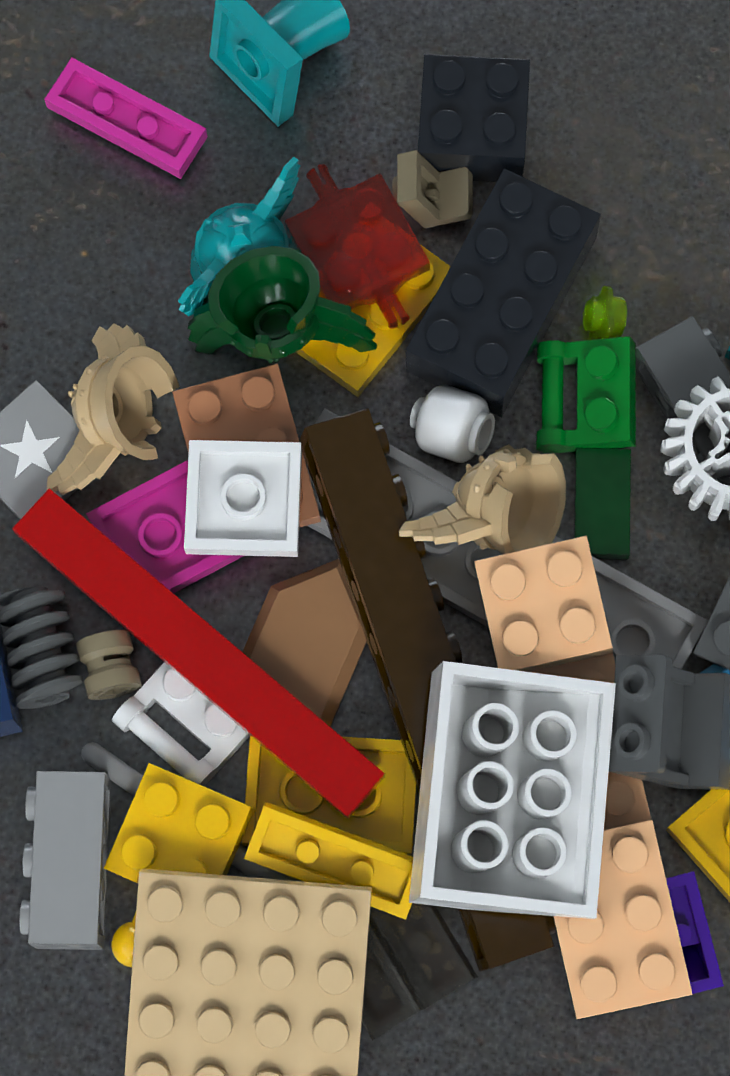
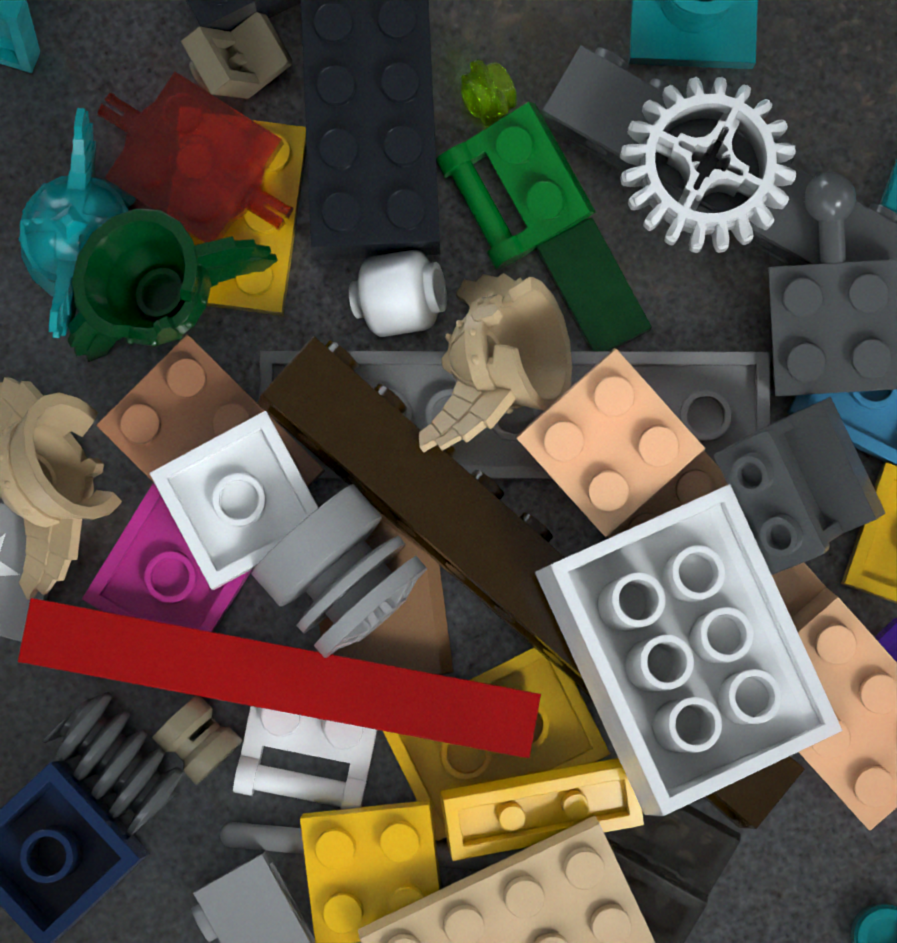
camera: 30 degrees left, 10 degrees up
(286, 591) = (339, 571): none -> light grey wheel

